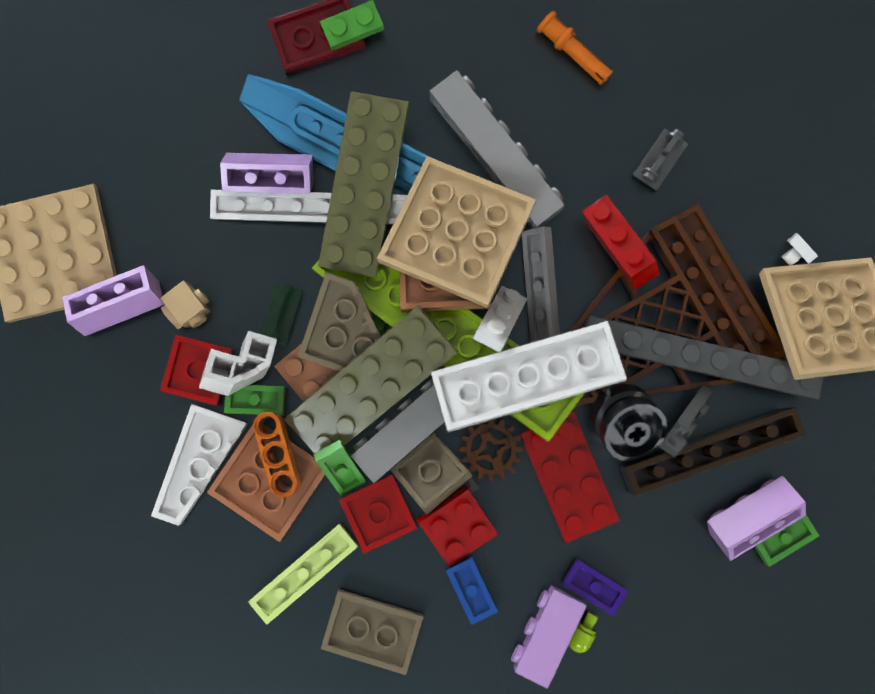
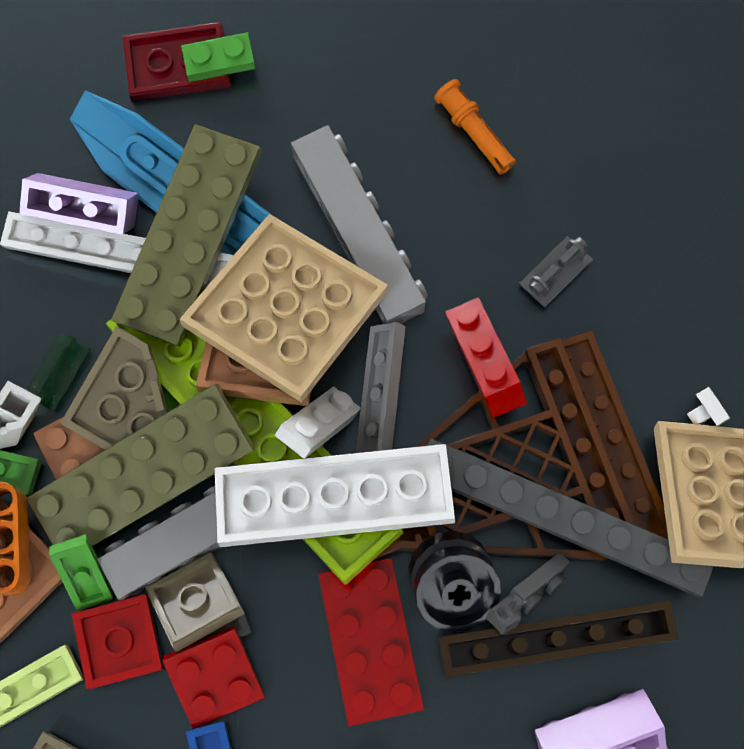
camera: 10 degrees right, 10 degrees down
(496, 462) = (280, 602): reddish brown gear -> none

